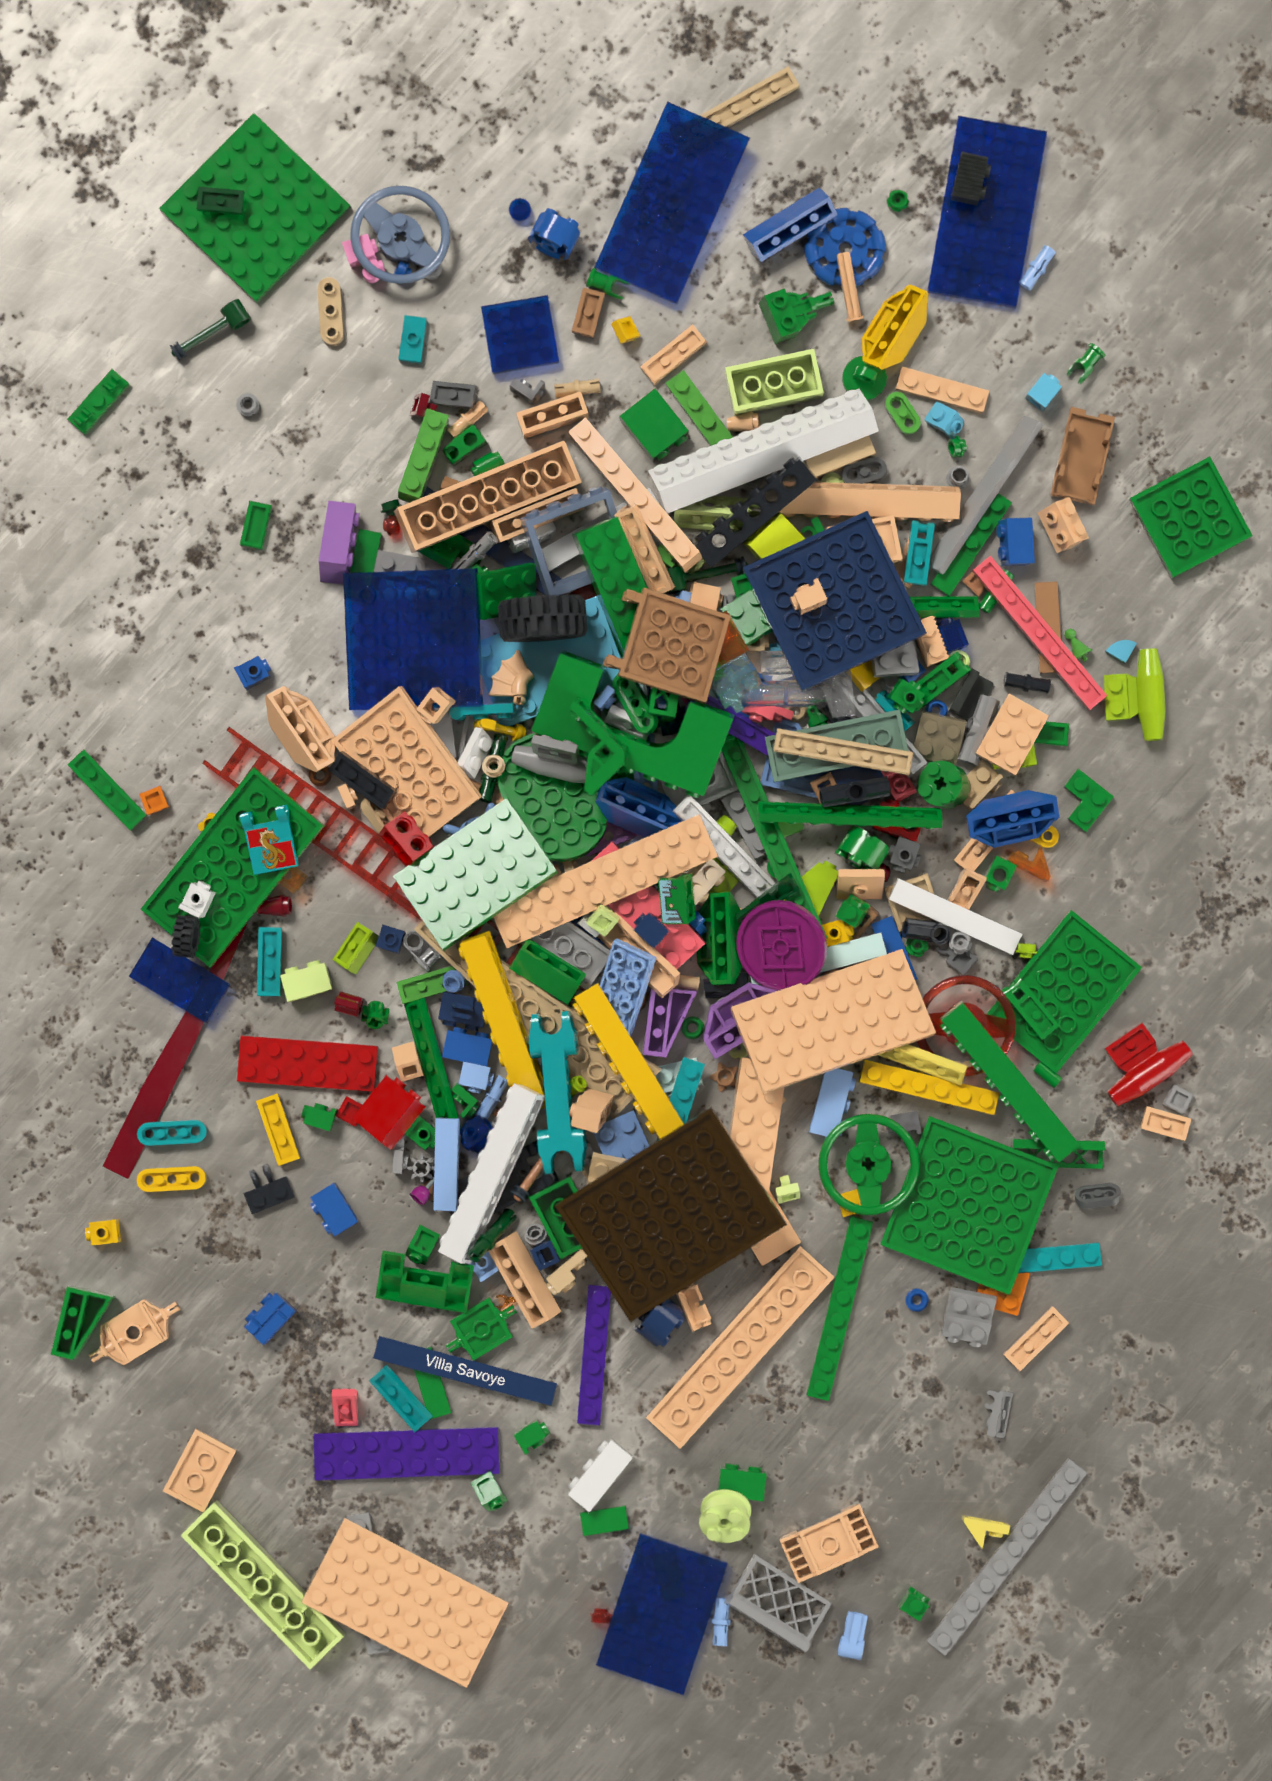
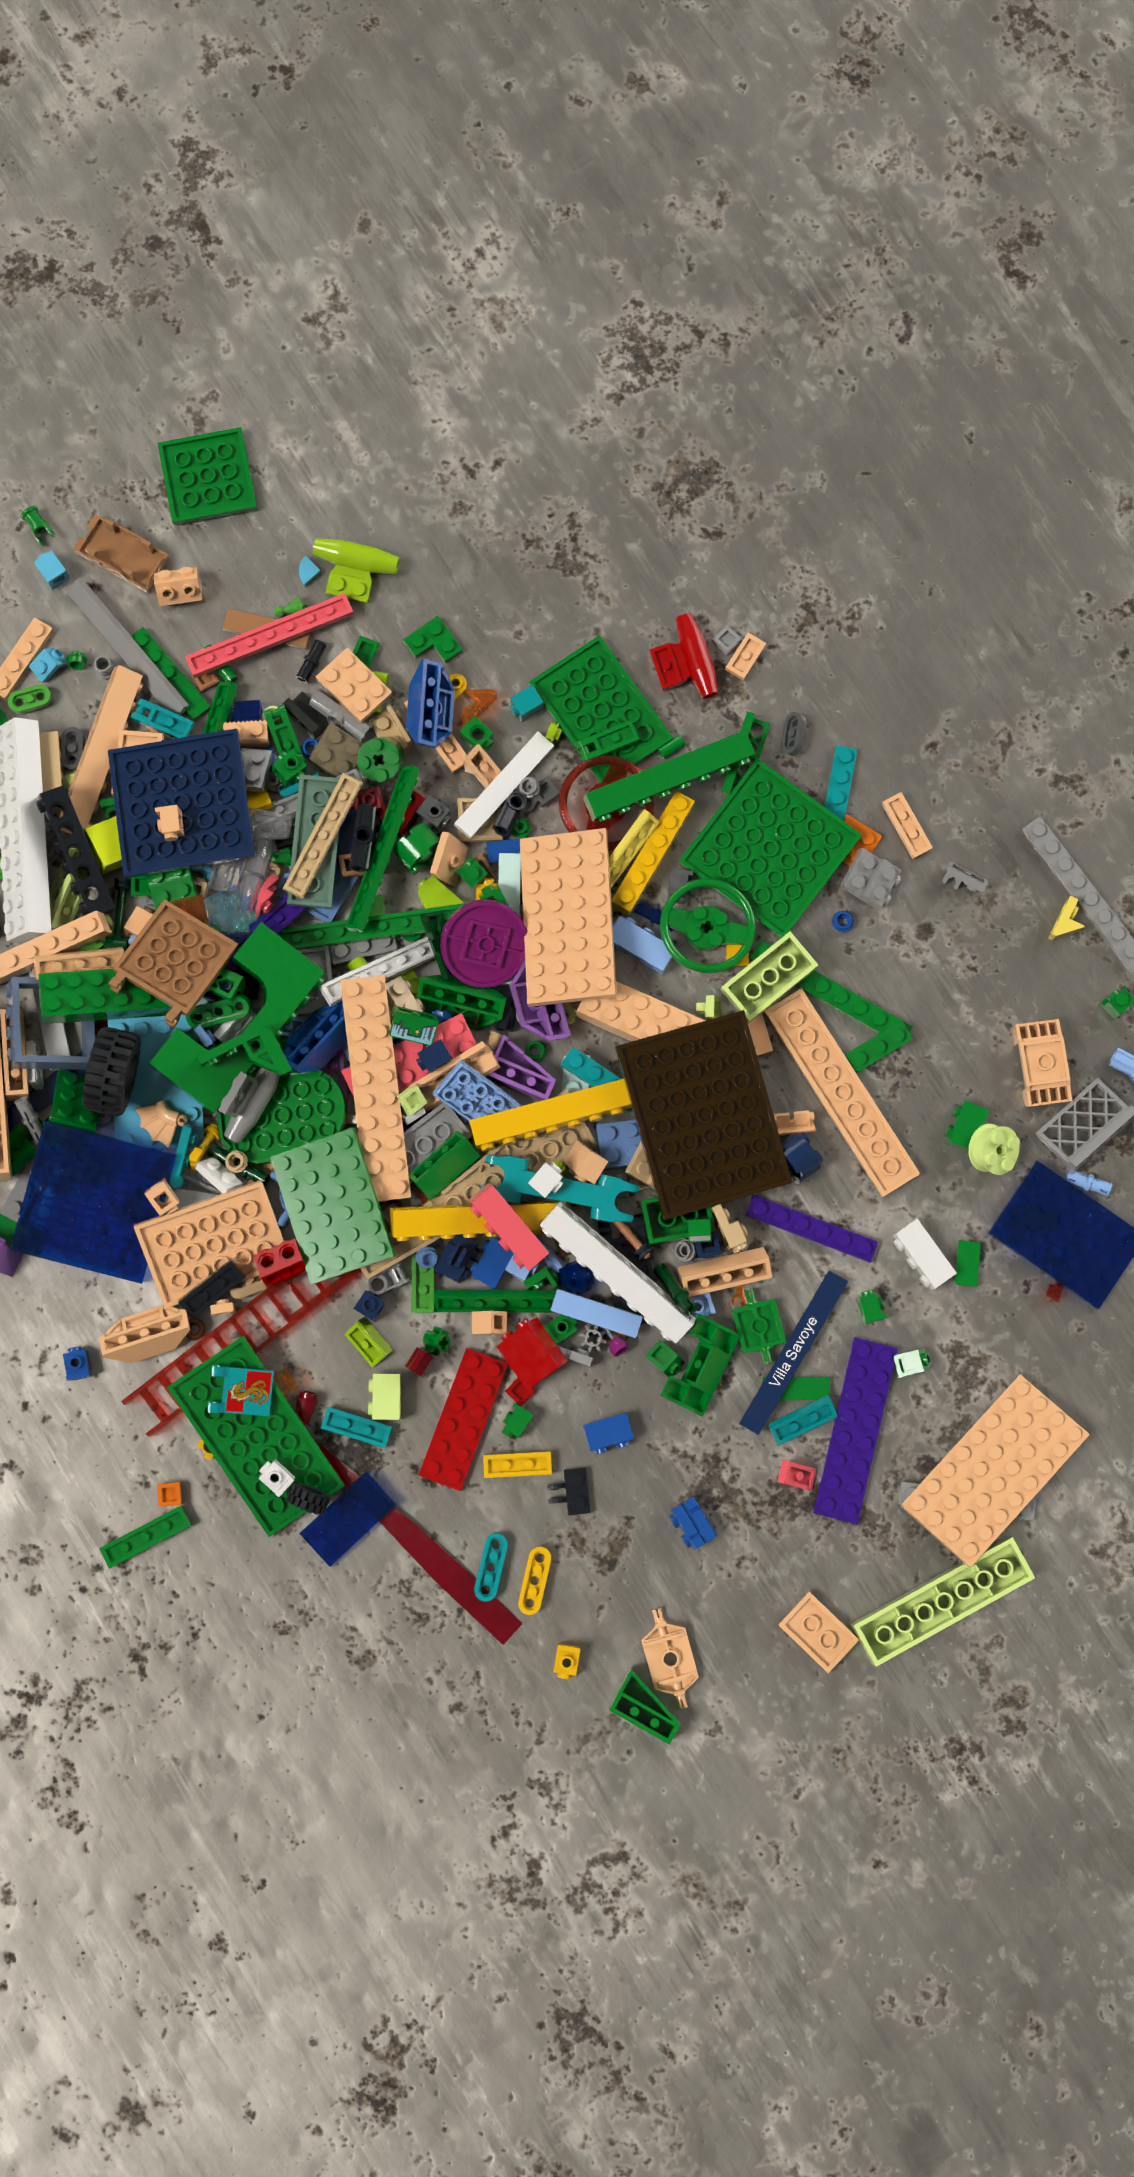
camera: 75 degrees left, 5 degrees down
(504, 1052) = (508, 1226): none -> coral brick
(555, 1243) = (699, 1230): none -> green tile
(560, 1077) = (547, 1179): none -> white brick
(721, 1070) = (593, 1031): medium nougat plate -> none
(797, 1371) = (879, 1046): none -> green plate
(832, 1241) = (769, 977): none -> yellowish green brick
(836, 942) = (495, 891): none -> green bracket
(867, 1101) = (649, 913): none -> clear blue pin
(1016, 541) = (179, 632): blue brick -> none
(1047, 913) = (526, 703): none -> teal brick

